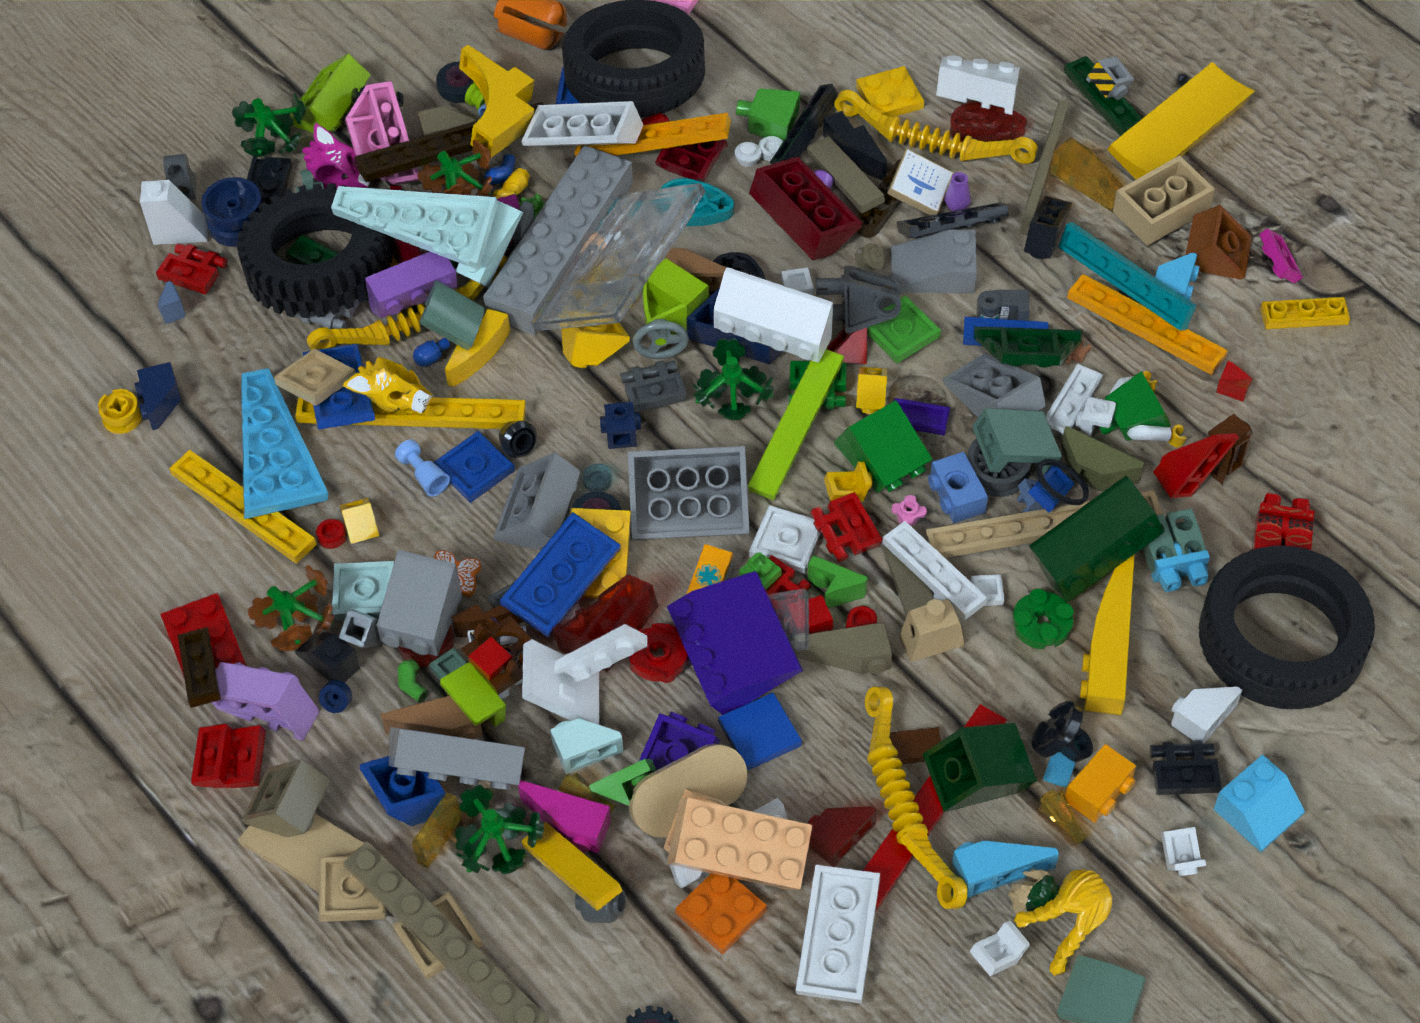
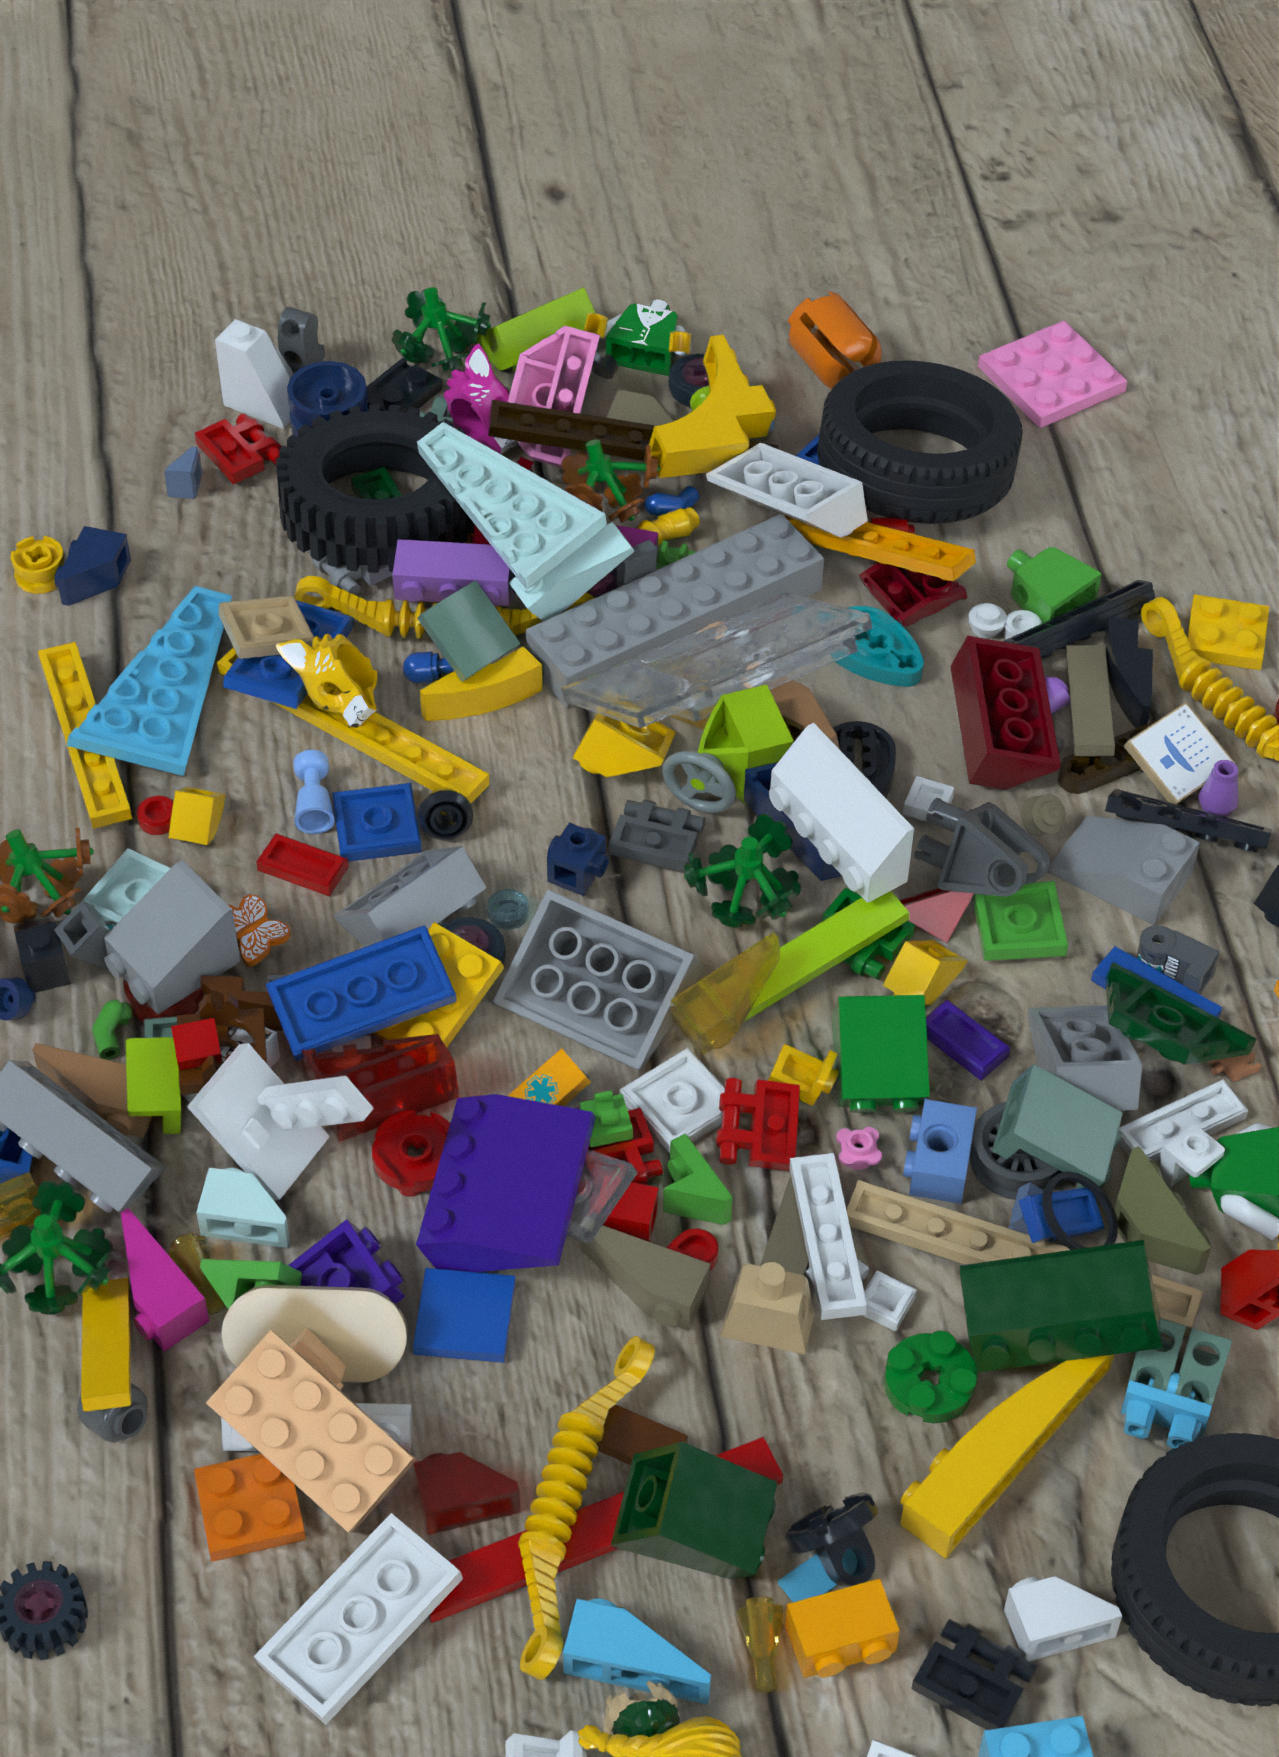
camera: 30 degrees right, 5 degrees down
(405, 67) = (642, 337): none -> green torso
(448, 516) = (302, 864): none -> red tile
(774, 470) = (721, 1001): none -> clear yellow slope

